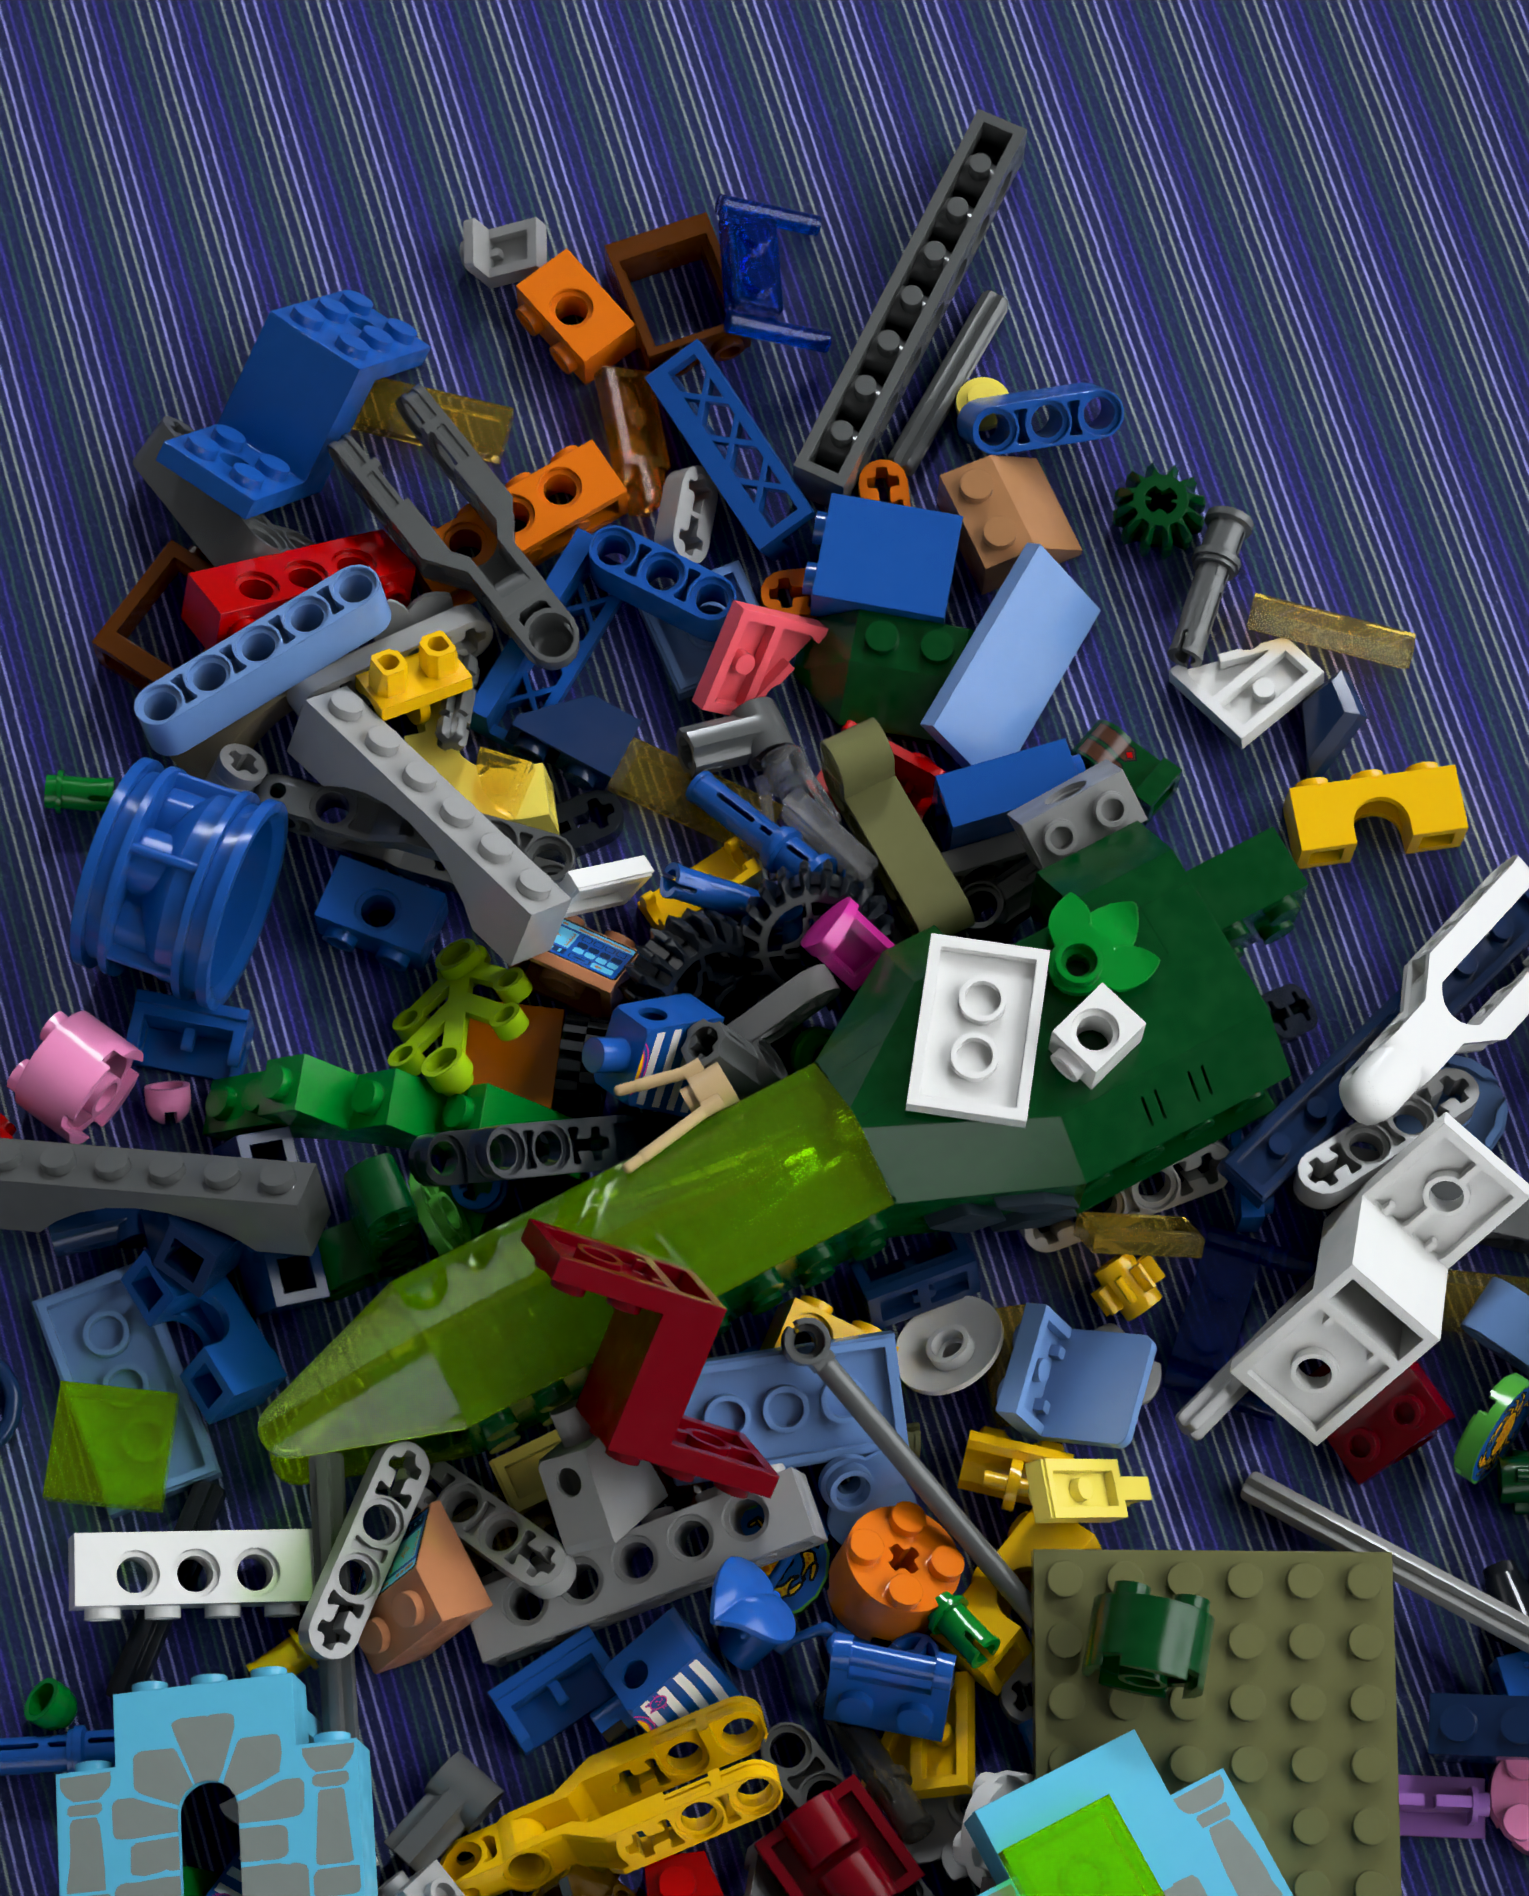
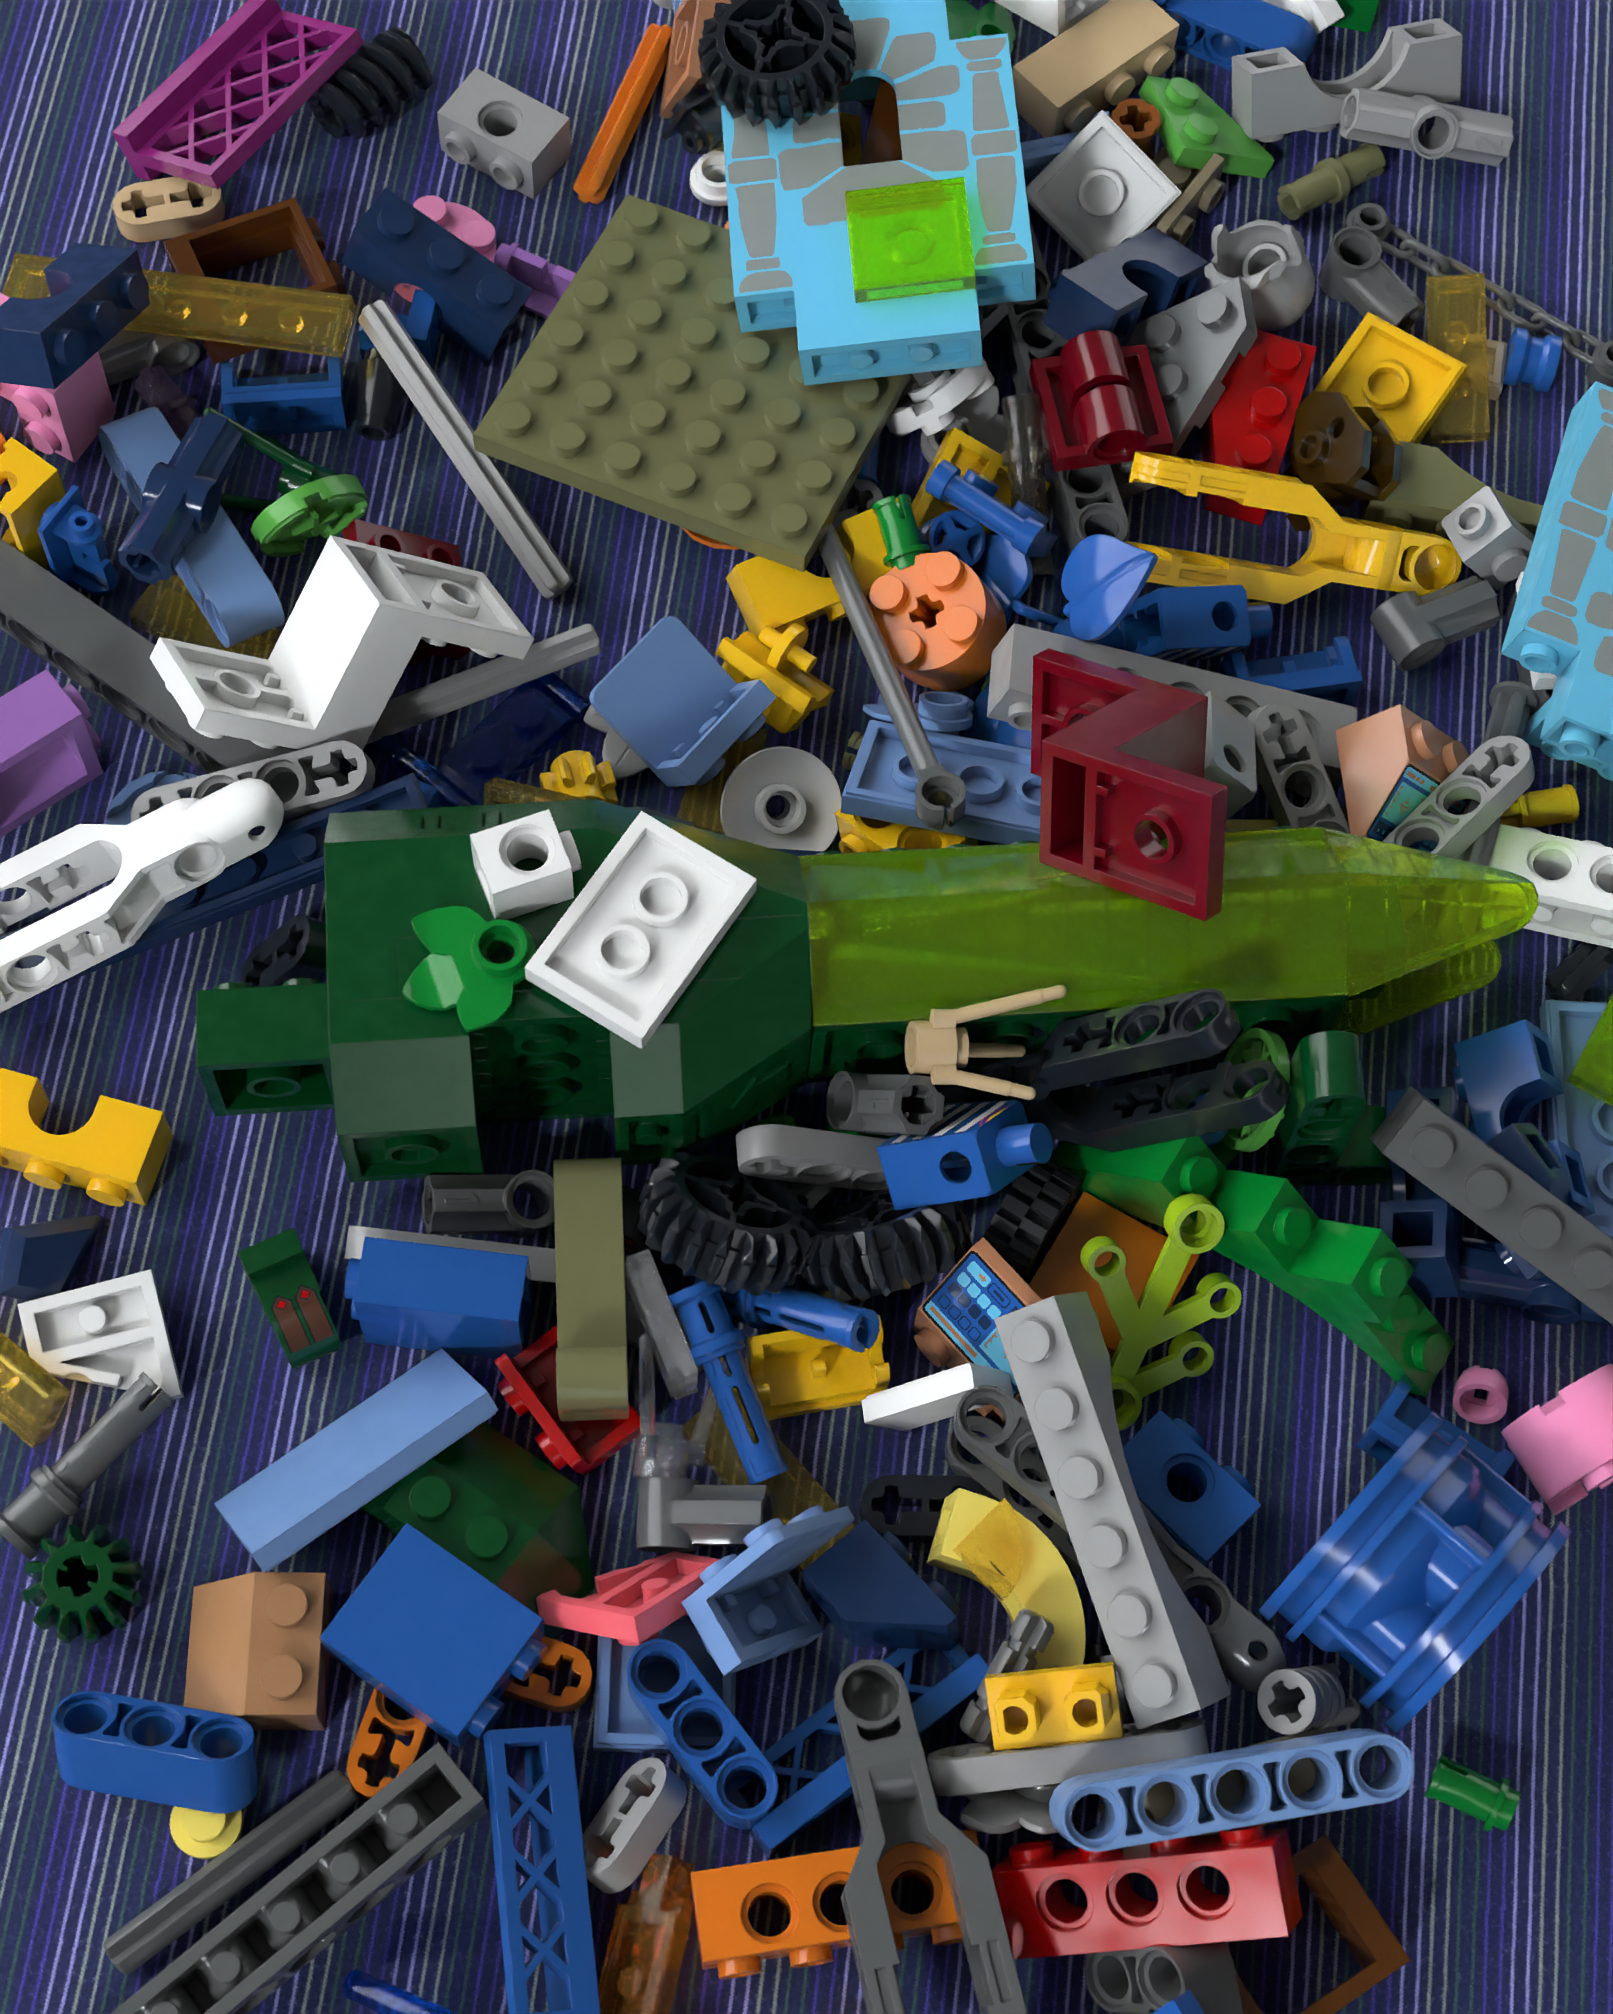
camera: 160 degrees left, 5 degrees down
(660, 686) = (750, 1601): none -> medium blue bracket
(846, 942) = (711, 1169): dark pink tile -> none
(1076, 814) = (393, 1194): light grey brick -> none
(1082, 1490) = (733, 600): light yellow hinge -> none
(1149, 1641) = (749, 406): dark green brick -> none

